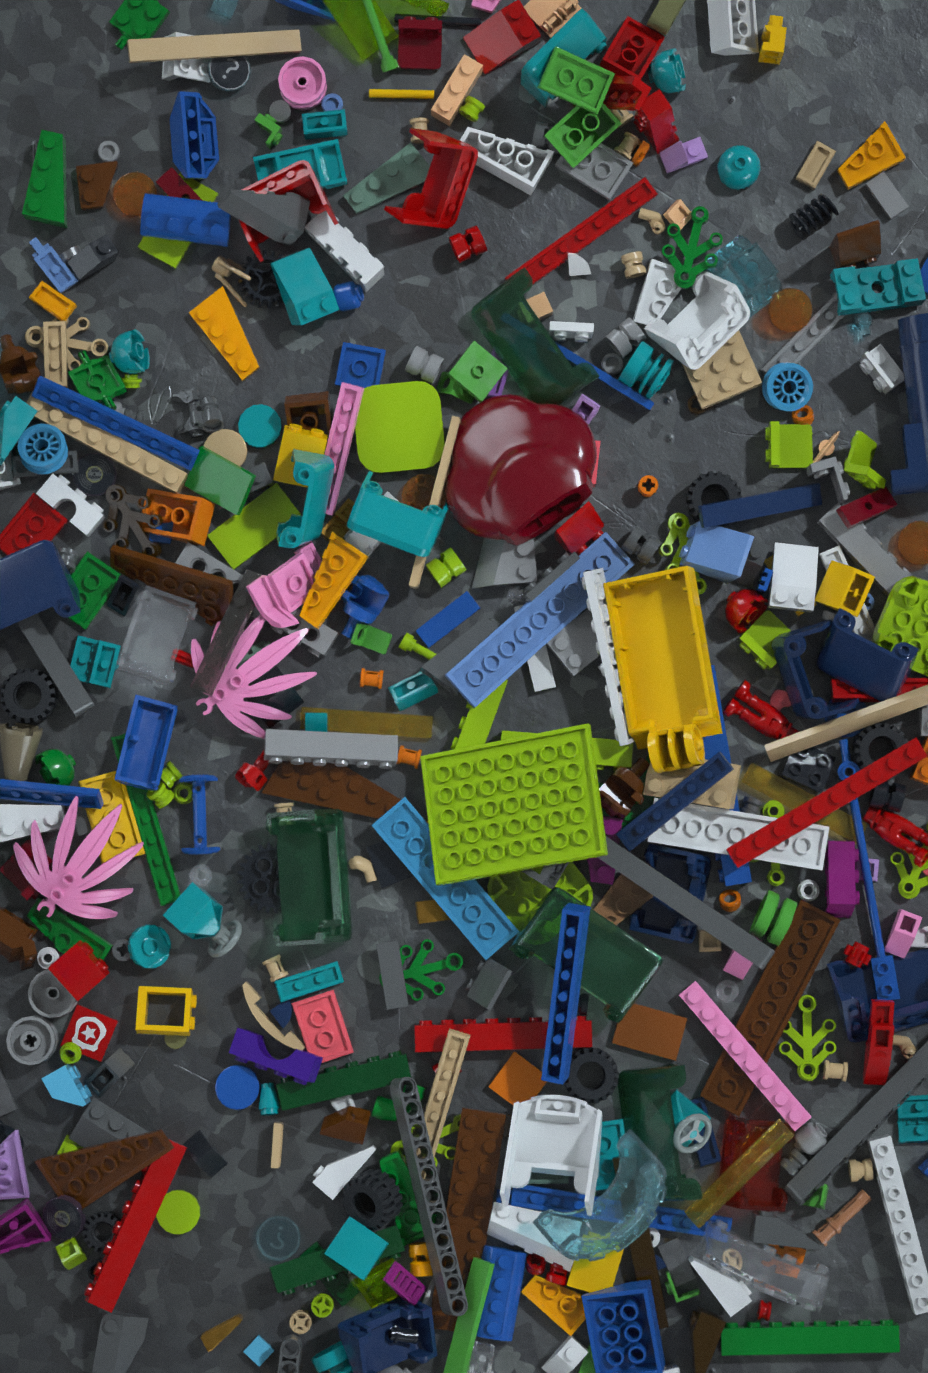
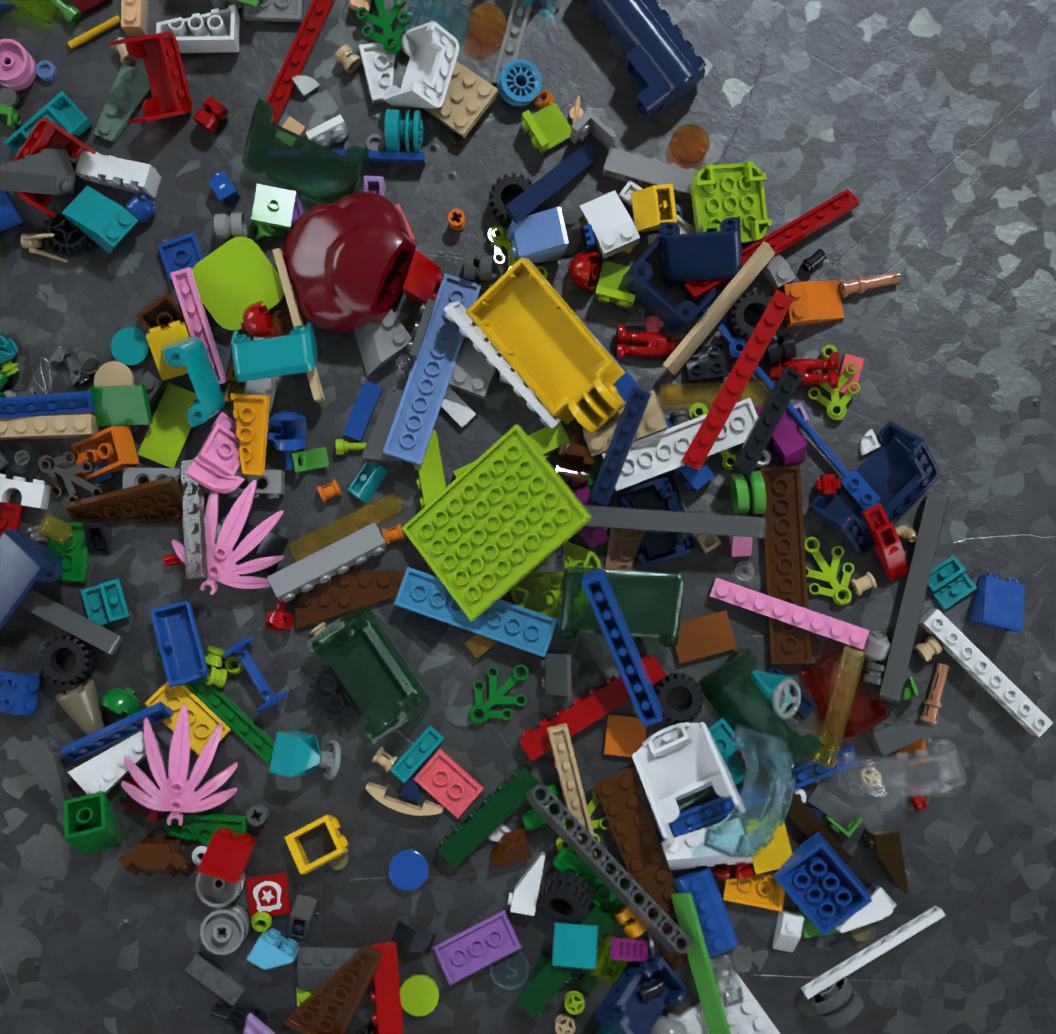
camera: 30 degrees left, 0 degrees up
(89, 563) = (55, 528): none -> clear yellow bracket
(149, 946) = (275, 800): teal tile -> none
(155, 635) = (139, 554): clear windscreen -> none
(208, 875) = (278, 720): clear plate -> none
(223, 329) = (56, 287): light orange wing -> none
(251, 1047) = (401, 832): dark purple arch -> none
(260, 1199) = (477, 947): none -> medium lavender tile
(268, 1100) = (439, 865): teal cone -> none
(277, 1144) = (465, 897): tan tile -> none
(316, 722) = (305, 548): teal slope -> none
(324, 124) = (47, 87): teal slope -> none
(363, 865) = (408, 638): tan arm -> none
(392, 975) = (478, 711): dark grey tile -> none
(398, 478) = (258, 321): none -> red cylinder
(439, 323) = (223, 188): none -> blue brick
(445, 567) = (337, 371): lime wheel -> none
(471, 108) = (154, 11): lime wheel -> none
(626, 337) = (373, 118): light grey wheel -> none
(654, 219) = (343, 16): tan arm -> none
(728, 1291) = (890, 808): white slope -> none
(732, 906) = (707, 505): orange piece -> none
(810, 1338) = (968, 801): green brick -> none
(832, 859) = (767, 421): none -> black tile
(860, 460) = (609, 109): lime bracket -> none
(866, 507) = (633, 138): dark red tile -> none
(882, 369) = (583, 30): white bracket -> none
(902, 933) = (853, 447): bright pink slope -> none

